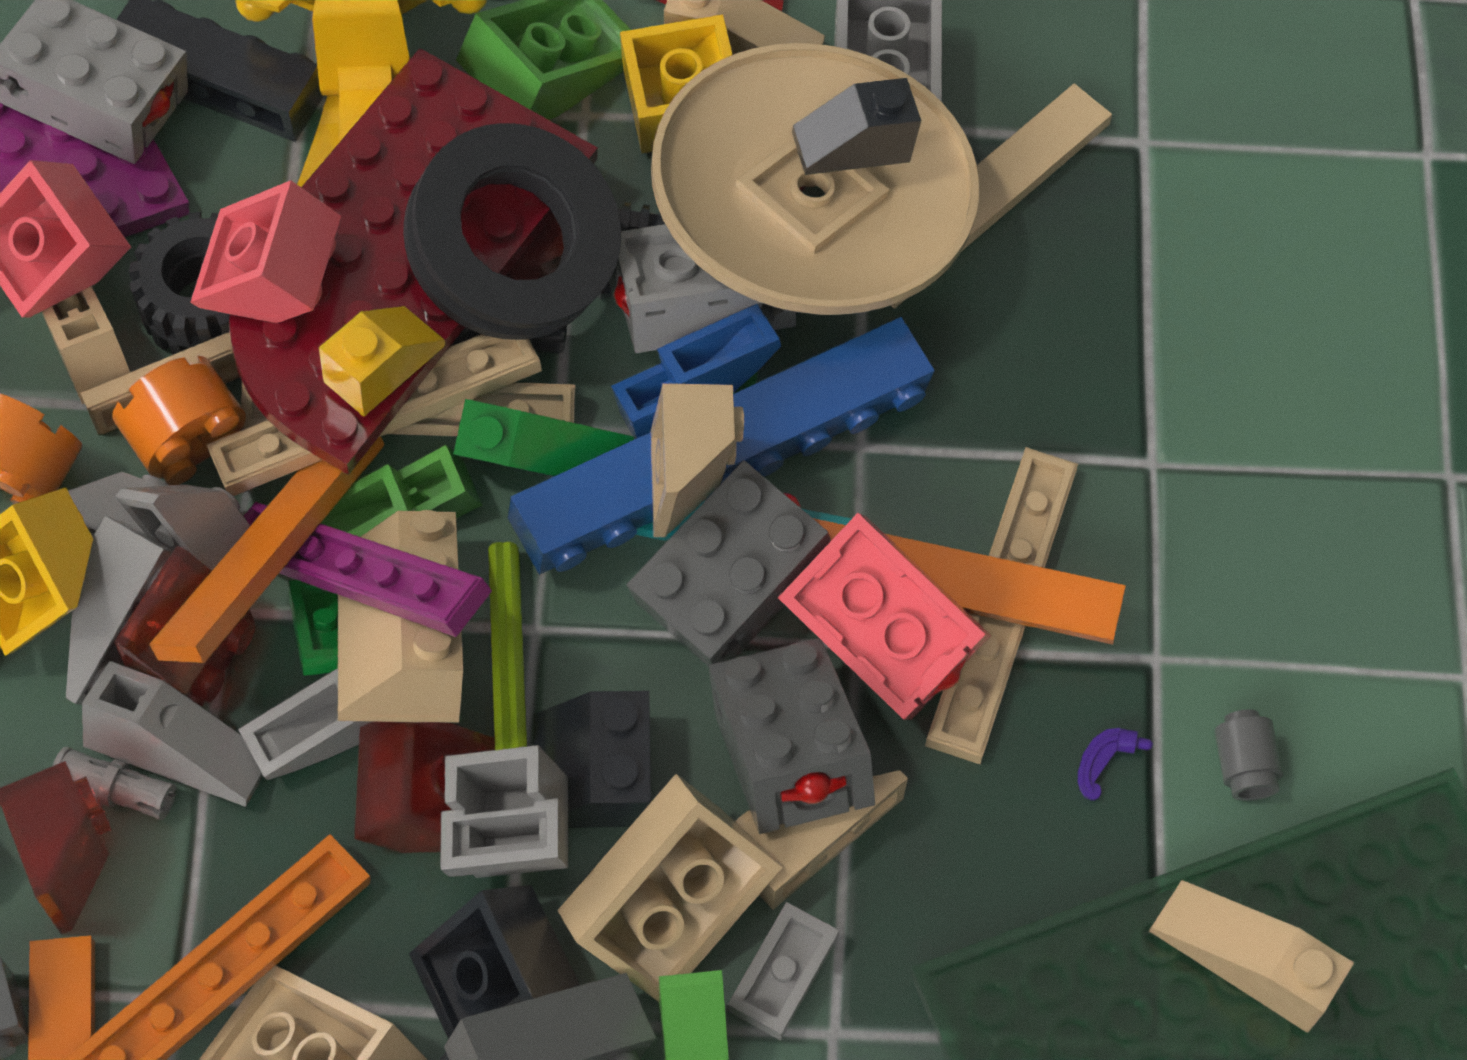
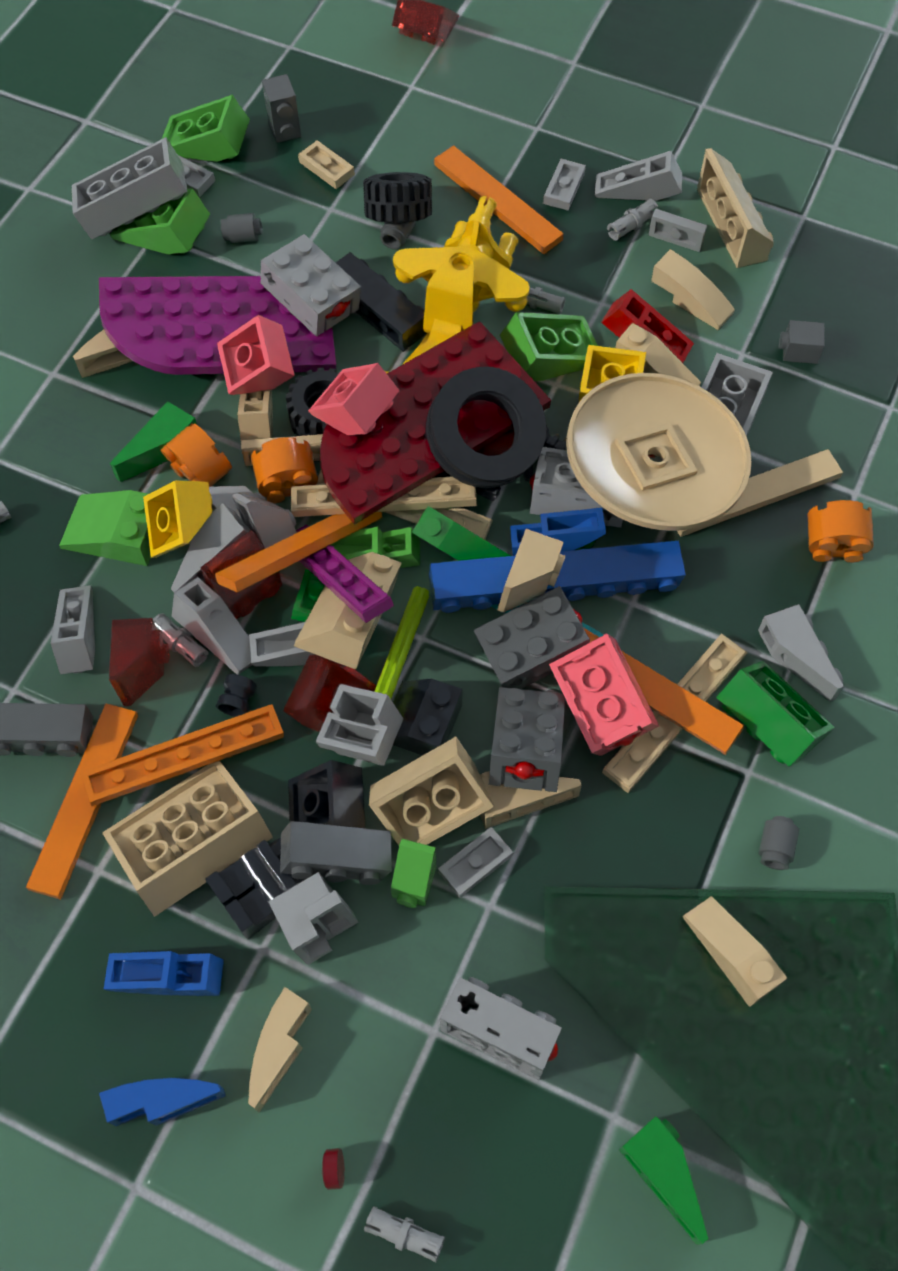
camera: 25 degrees right, 0 degrees up
(259, 842) = (236, 695): none -> black wheel
(376, 355) = (389, 466): yellow slope -> none
(860, 128) = (691, 431): black slope -> none
(1101, 752) = (696, 811): dark purple piece -> none
(1149, 214) = (840, 531): none -> orange brick
(1155, 429) = (795, 646): none -> light grey slope
(1160, 548) = (774, 713): none -> green slope

